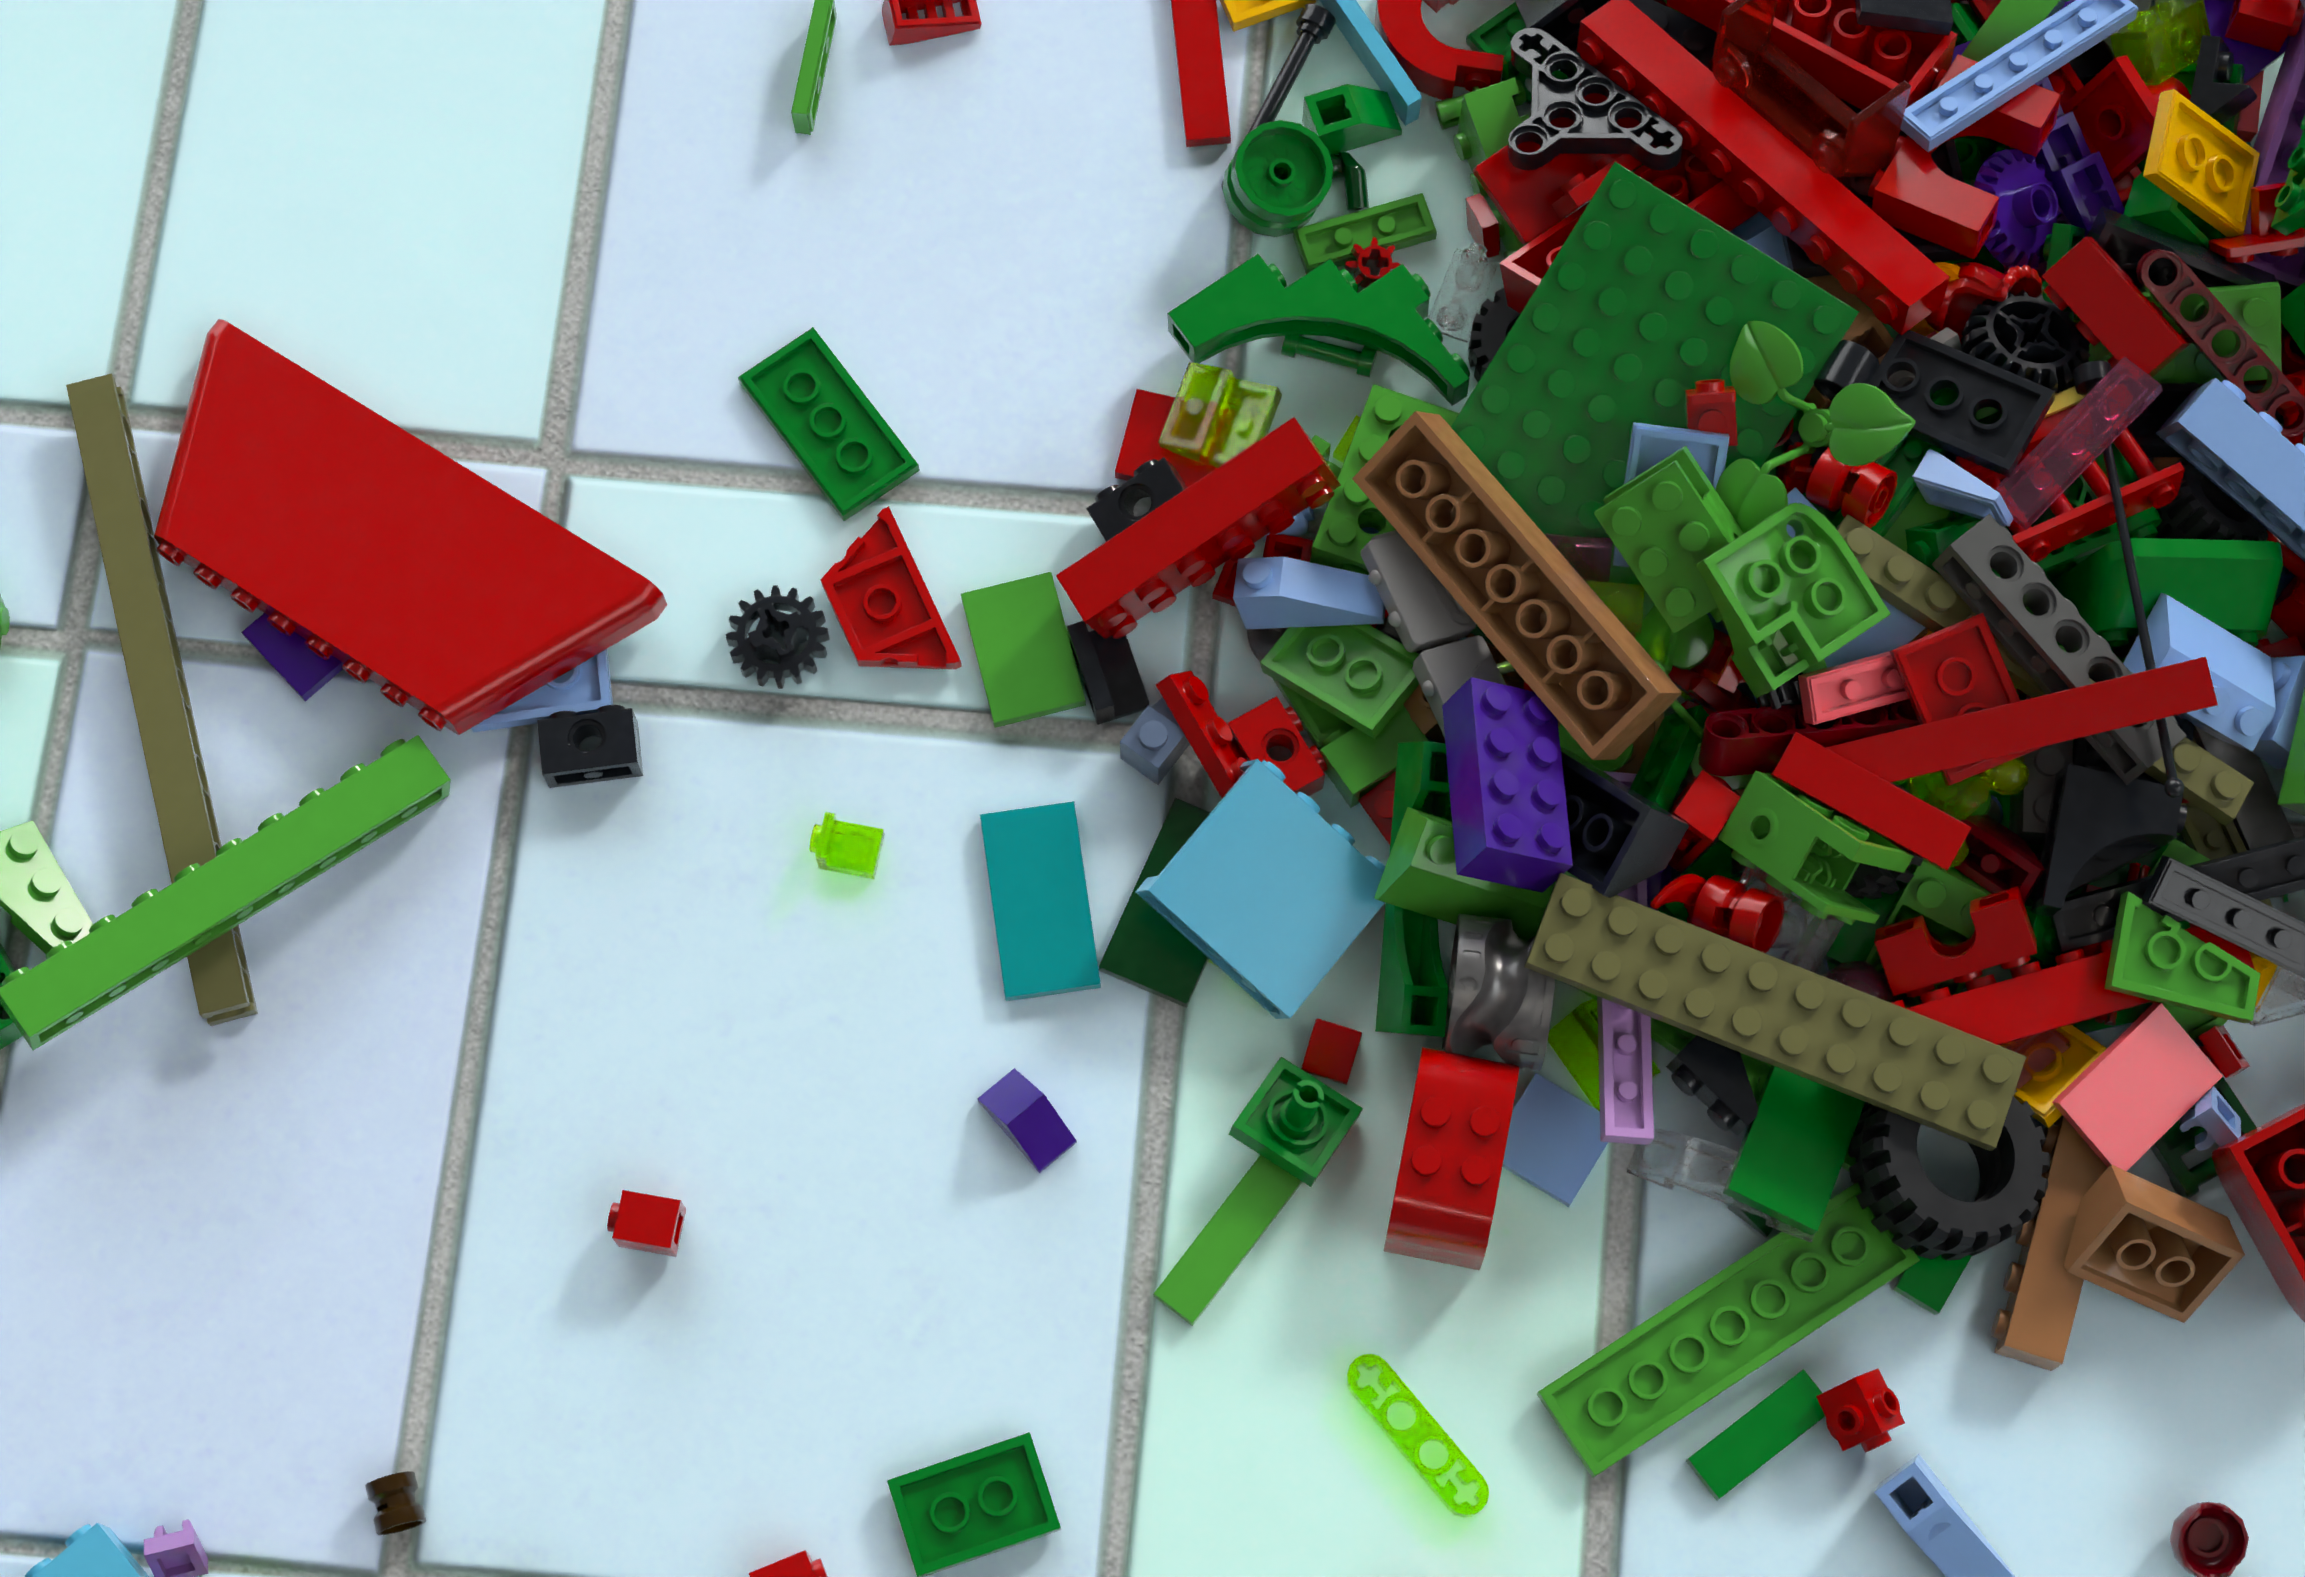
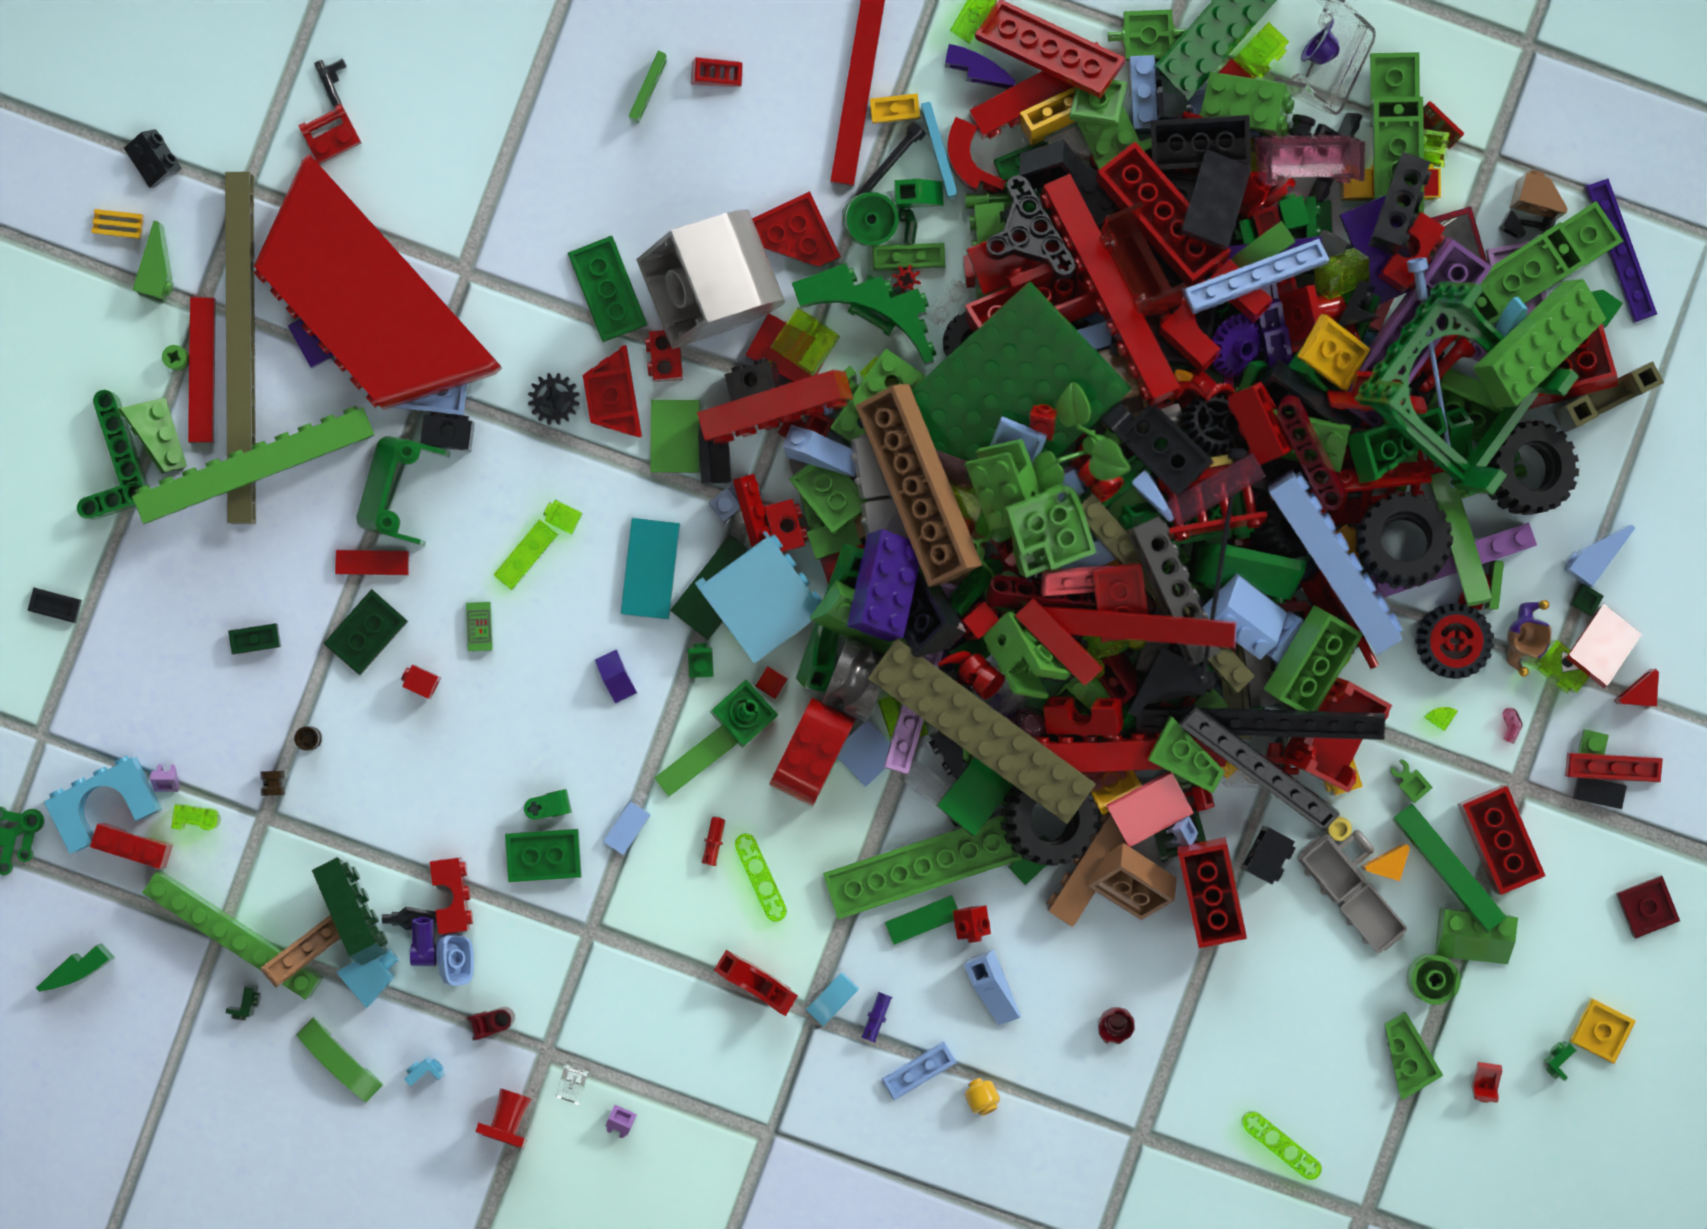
camera: 15 degrees right, 15 degrees up
(45, 751) = (180, 360): none -> bright green wheel
(94, 756) = (201, 370): none -> red tile
(230, 190) = (330, 78): none -> black hose
(260, 293) = (333, 141): none -> red plate
(300, 1229) = (254, 638): none -> dark green plate
(441, 1387) = (304, 737): none -> dark brown wheel
(483, 929) = (387, 455): none -> green windscreen
(500, 1026) = (372, 562): none -> red tile
(517, 1162) = (366, 632): none -> dark green tile
(737, 1093) = (479, 626): none -> bright green tile
(794, 936) = (525, 554): none -> clear neon green tile
(966, 1397) = (552, 804): none -> green piece
(974, 506) = (658, 356): none -> red brick
(1014, 334) = (710, 278): none -> light grey brick
(1125, 1408) = (627, 828): none -> light blue tile
(1146, 240) = (797, 232): none -> red plate
(1183, 1046) = (700, 661): none -> green bracket
(1304, 1387) = (713, 841): none -> red axle

